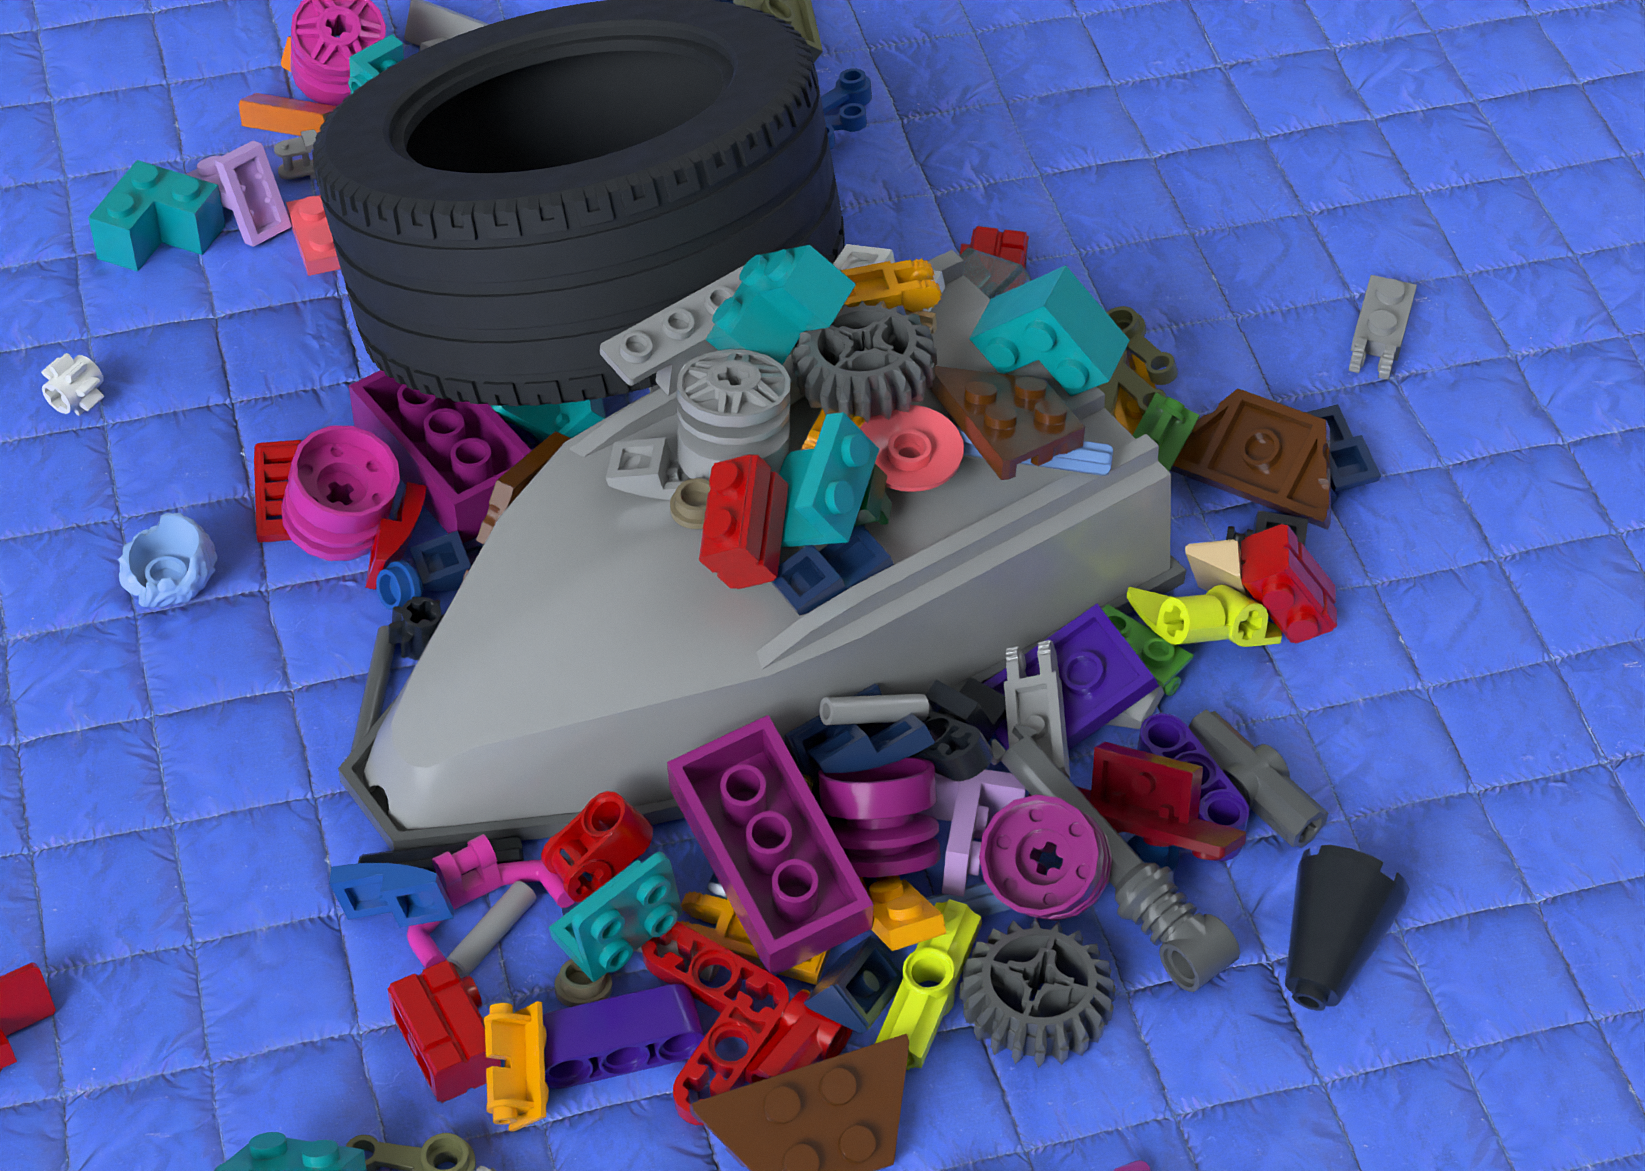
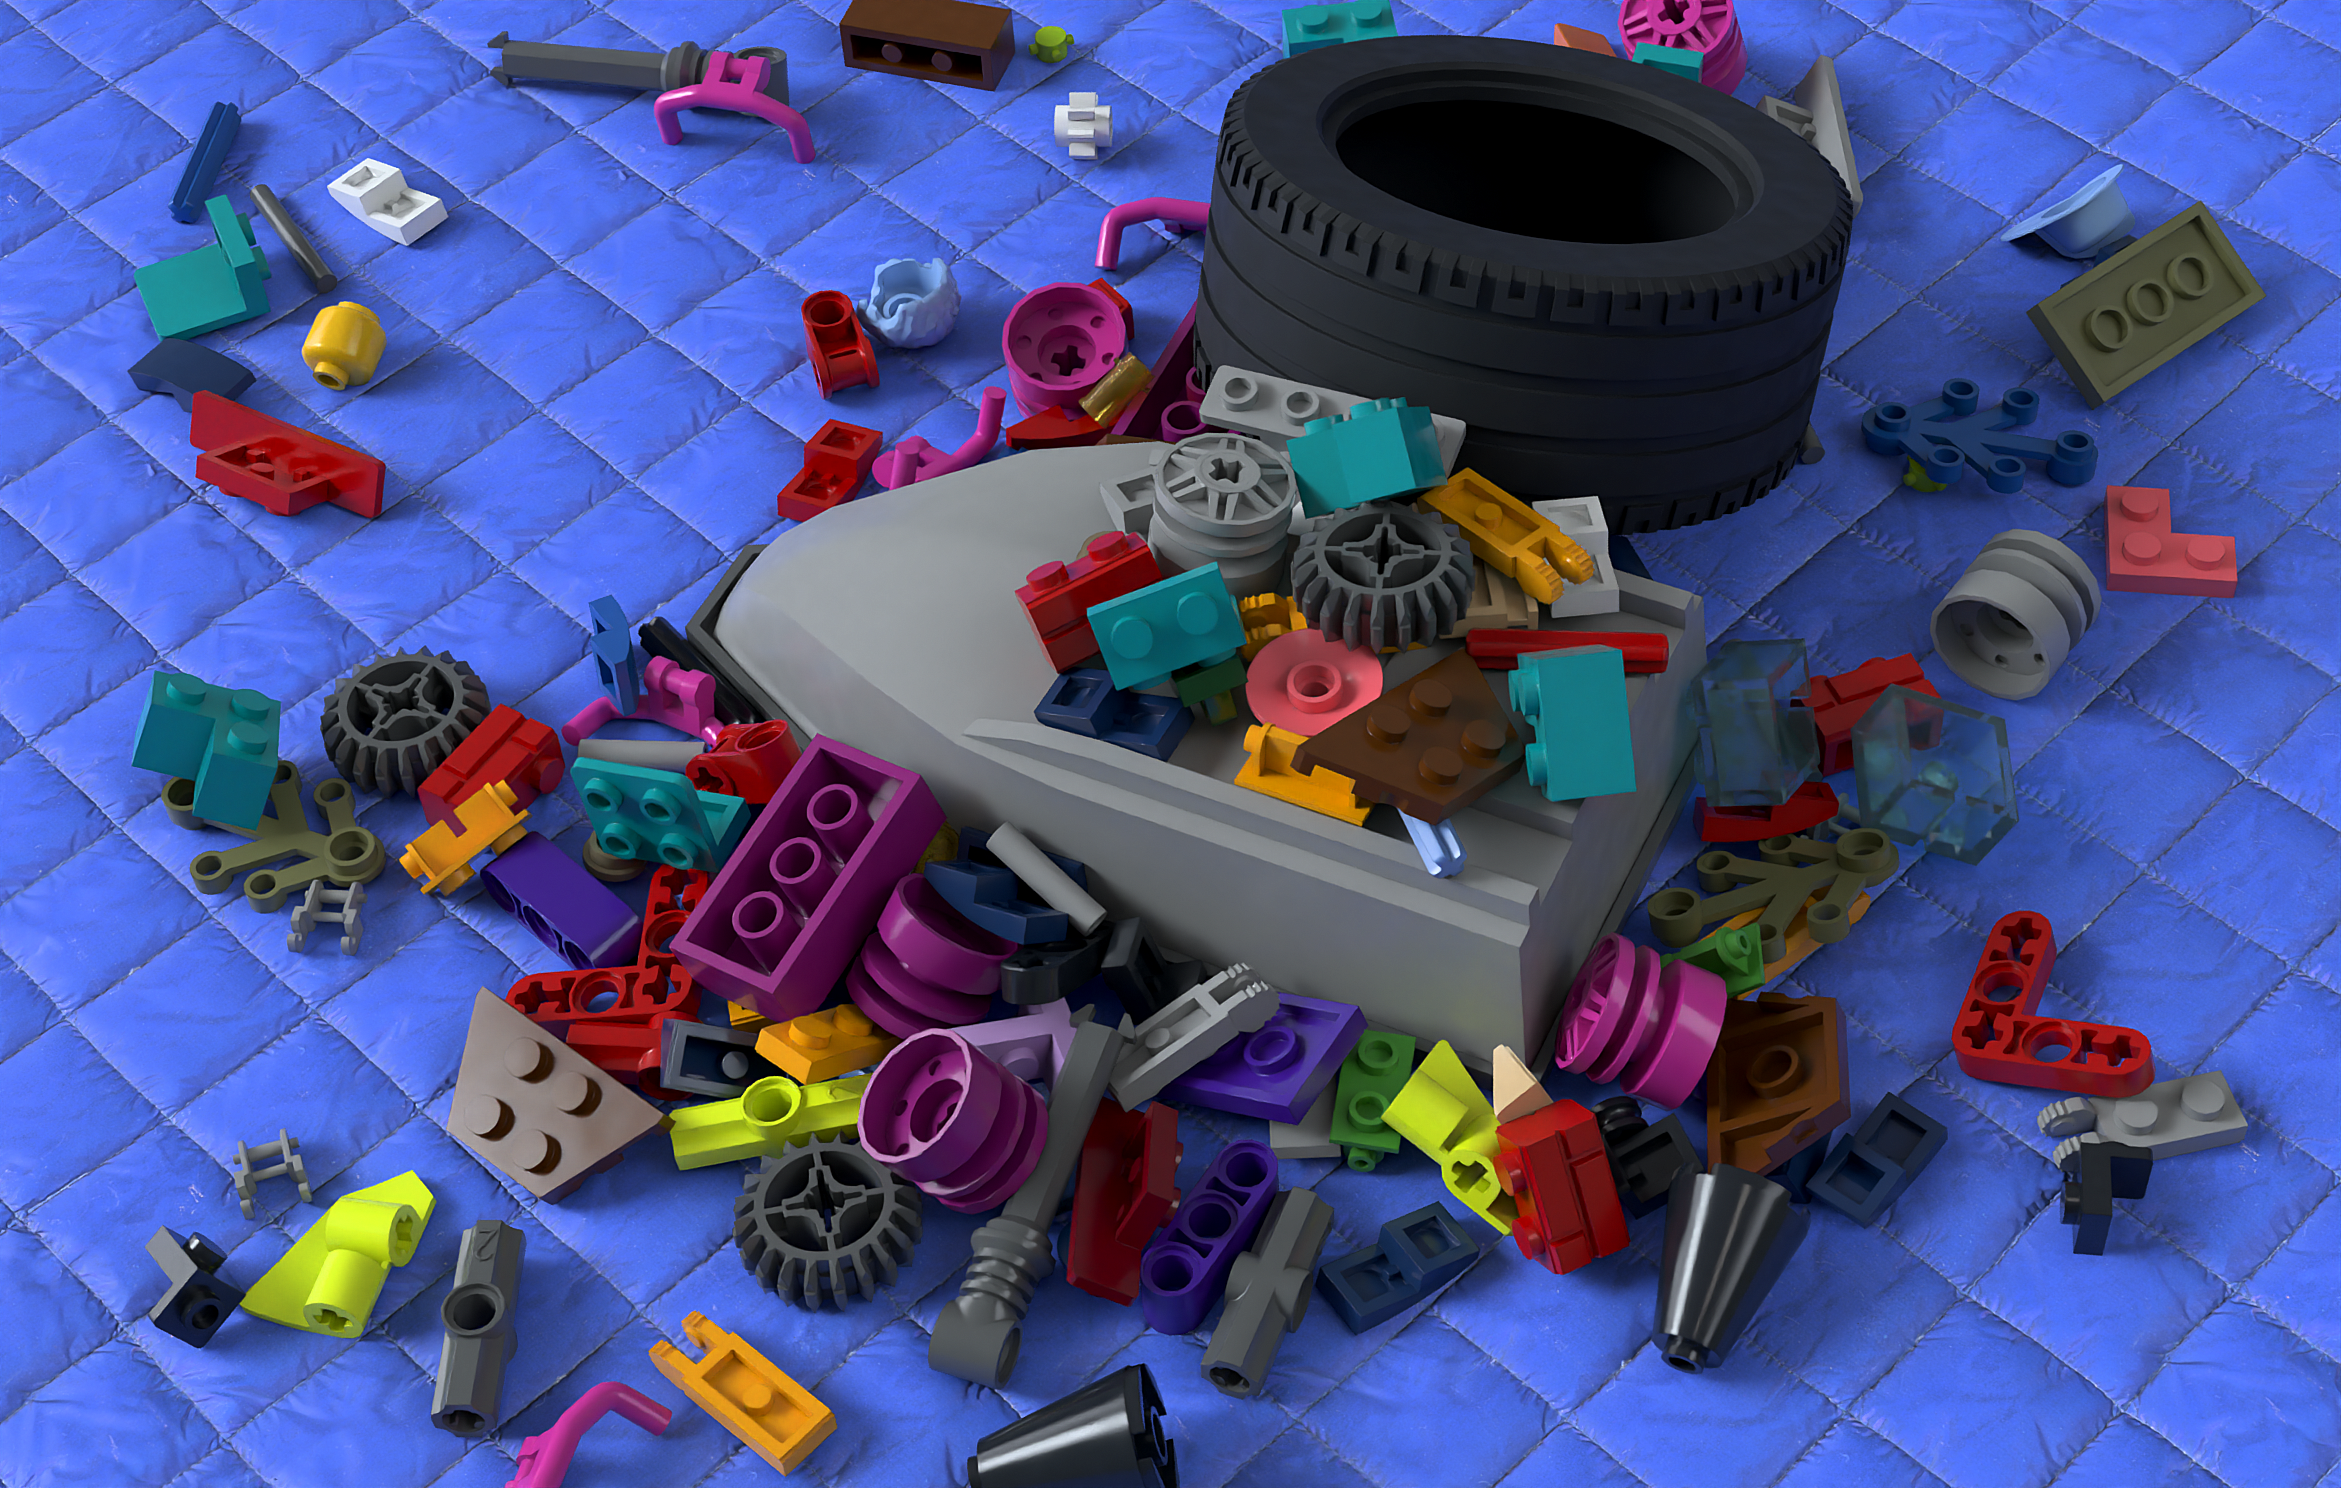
camera: 65 degrees right, 0 degrees up
(165, 629) = (837, 344): none -> red piece
(240, 367) = (1172, 212): none -> dark pink piece
(291, 695) = (833, 470): none -> red slope
(318, 1093) = (403, 706): none -> dark grey gear
(349, 633) = (919, 461): none -> dark pink piece
(415, 471) = (1117, 389): none -> clear yellow pin
(956, 331) = (1499, 647): none -> red axle
(957, 102) = (2151, 559): none -> coral plate
(968, 497) = (1271, 774): none -> light orange hinge
(984, 166) = (2015, 614): none -> light grey wheel
(1099, 257) = (1934, 774): none -> clear light blue piece
(1150, 1107) = (746, 1394): none -> light orange hinge
(1210, 480) = (1640, 1022): none -> dark pink wheel
(1268, 705) = (1404, 1267): none -> dark blue slope
(1293, 338) = (2023, 1034): none -> red beam
(1381, 547) = (1719, 1260): none -> black cone
(1428, 368) = (2099, 1175): none -> black bracket

